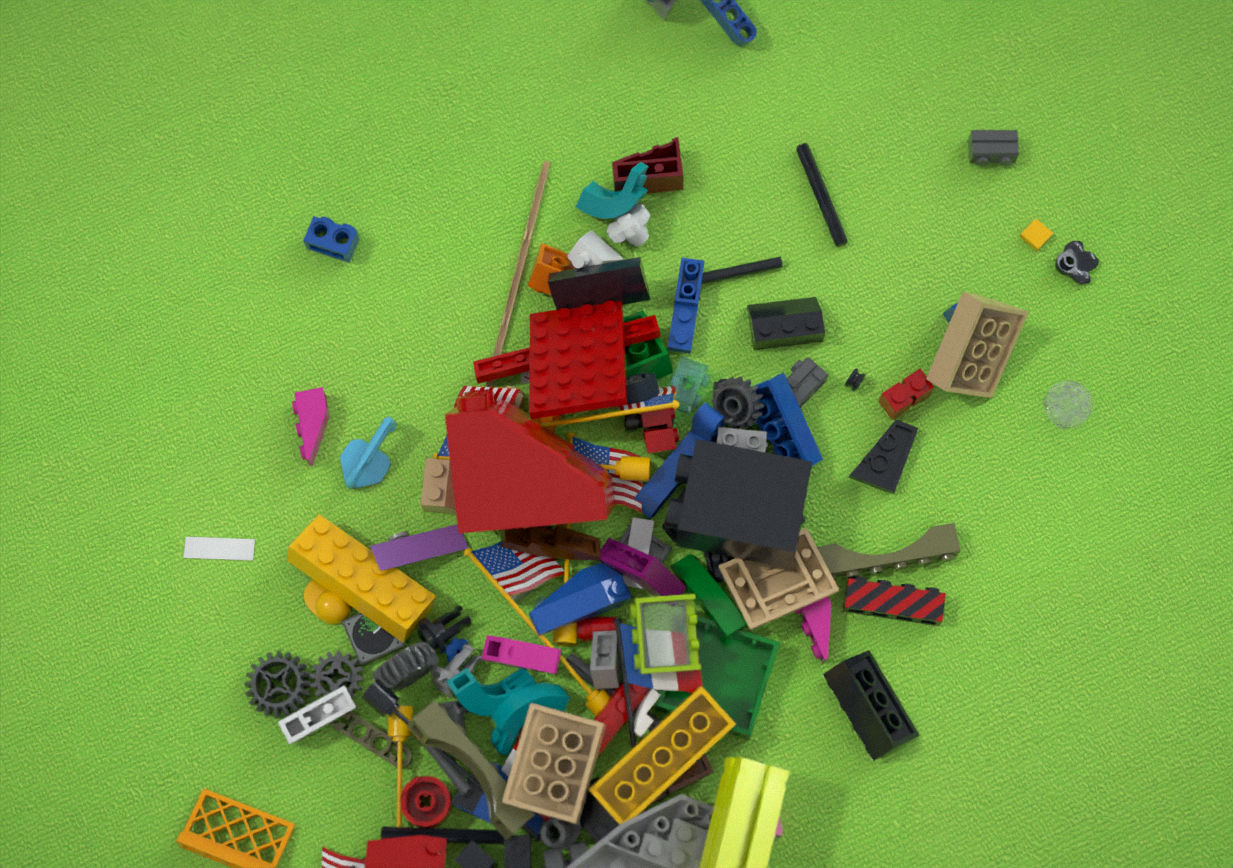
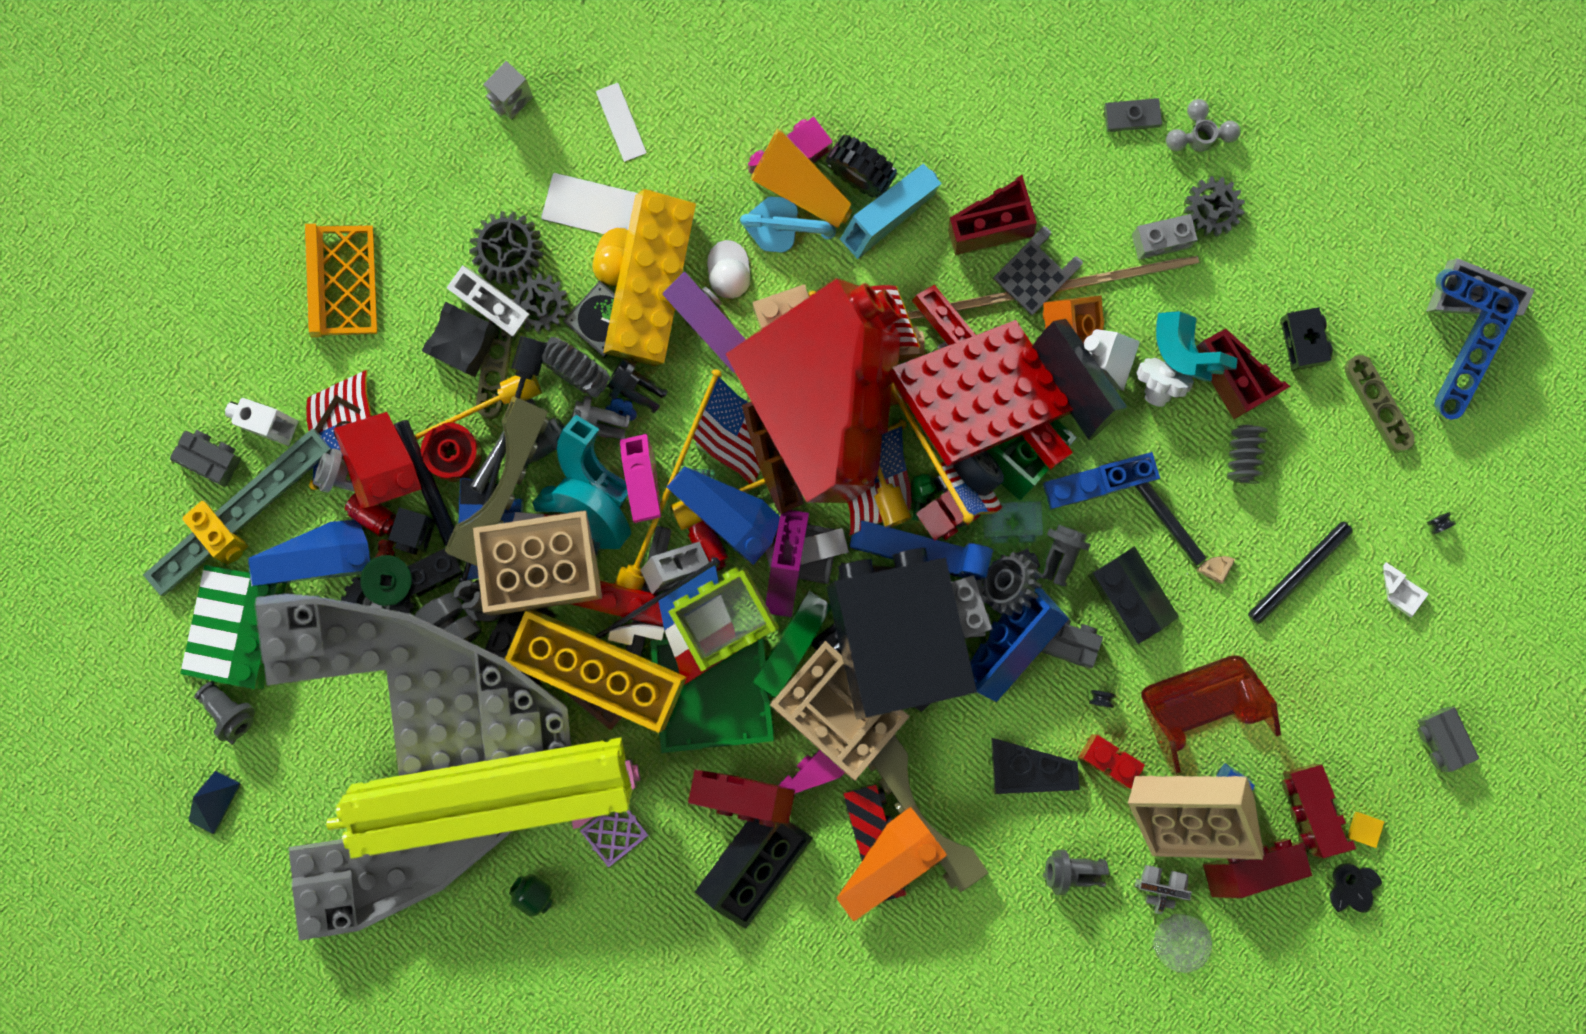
camera: 60 degrees right, 10 degrees up
(150, 624) = (507, 91): none -> light grey brick
(274, 603) = (587, 204): none -> white sticker
(328, 244) = (996, 73): blue brick -> none
(336, 753) = (460, 339): none -> black brick
(337, 426) = (794, 177): none -> light orange slope
(353, 373) = (861, 166): none -> black wheel
(382, 516) = (728, 269): none -> white cap
(398, 369) = (889, 210): none -> medium azure slope
(412, 158) = (1132, 115): none -> dark grey plate
(433, 110) = (1198, 111): none -> light grey piece
(444, 293) = (994, 220): none -> dark red wedge
(502, 285) = (1032, 275): none -> dark grey flag
(512, 122) = (1203, 204): none -> dark grey gear
(518, 176) = (1164, 237): none -> light grey brick
(628, 441) = (921, 487): none -> green piece
(654, 119) = (1302, 352): none -> black brick
(714, 192) = (1246, 454): none -> dark grey piece
(719, 86) = (1374, 406): none -> olive beam
(722, 350) = (1067, 542): none -> dark grey piece
(791, 253) = (1216, 568): none -> tan tile
(803, 827) = (596, 846): none -> lavender window
(814, 685) = (742, 797): none -> dark red wedge
(829, 79) = (1441, 523): none -> black bush
(868, 130) = (1402, 592): none -> white slope
(885, 303) = (1205, 696): none -> clear red windscreen
(915, 587) = (894, 860): none -> orange wedge
(977, 466) = (1068, 872): none -> dark grey piece
(1008, 263) = (1315, 811): none -> dark red wedge
(1023, 389) = (1151, 882): none -> light grey hips
(1038, 327) = (1244, 877): none -> dark red wedge

